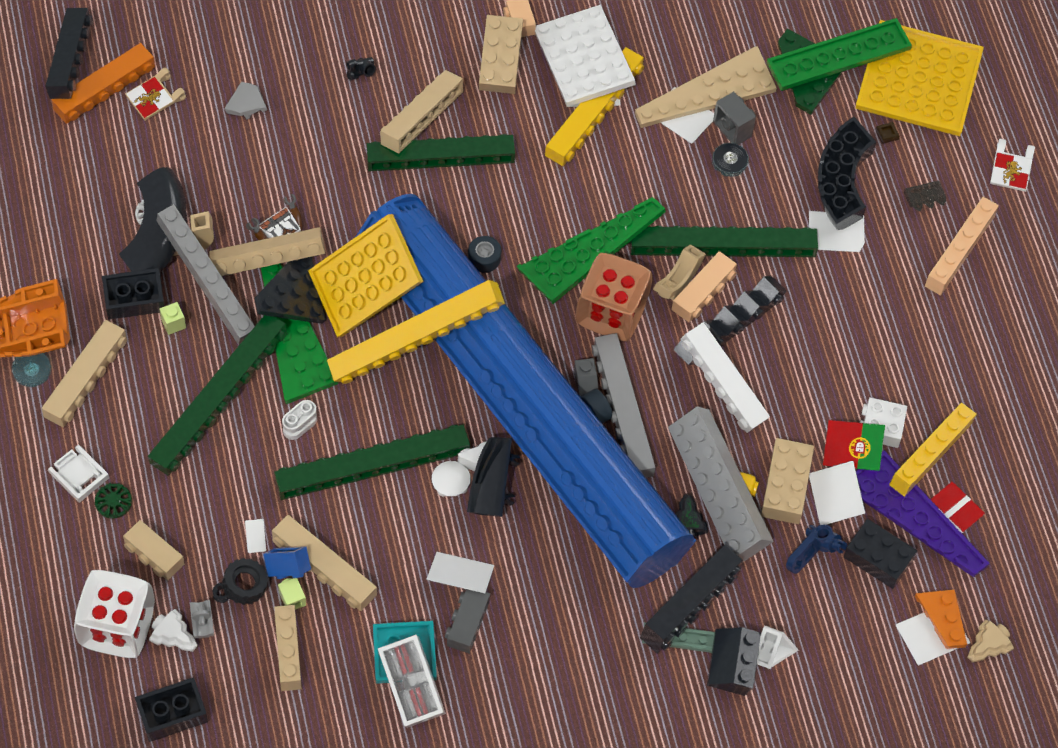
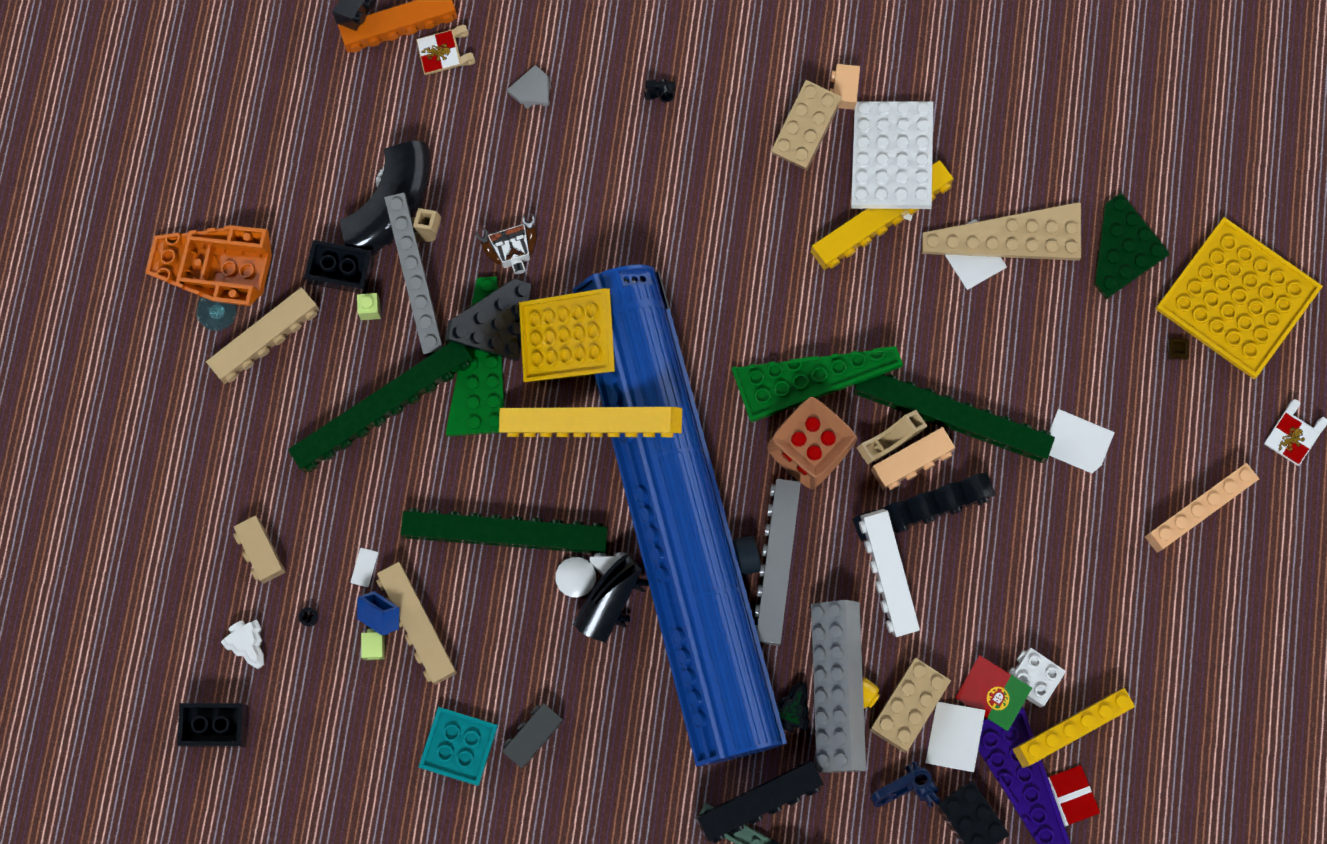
camera: 25 degrees right, 15 degrees up
(76, 471) = (217, 437): white container -> none
(113, 500) = (242, 481): dark green wheel -> none
(114, 613) = (191, 609): white piece -> none
(201, 619) = (276, 640): light grey hips -> none
(244, 566) = (344, 604): black tyre -> none
(268, 251) = (485, 269): tan brick -> none
(287, 648) = (347, 701): tan brick -> none
(299, 419) = (450, 461): white brick -> none
(411, 681) = (449, 786): clear brick -> none
(421, 111) = (700, 163): tan brick -> none
(443, 153) = (703, 214): dark green brick -> none
(460, 572) = (544, 683): white sticker -> none
(485, 253) = (705, 336): black wheel -> none
(585, 376) = (751, 519): dark grey slope -> none
(730, 159) = (999, 322): black tile -> none
(734, 118) = (1020, 281): dark grey brick -> none
(837, 173) = (1104, 379): black brick -> none
(839, 54) = (1162, 244): green plate -> none
(925, 194) = (1188, 435): clear smoke plate -> none

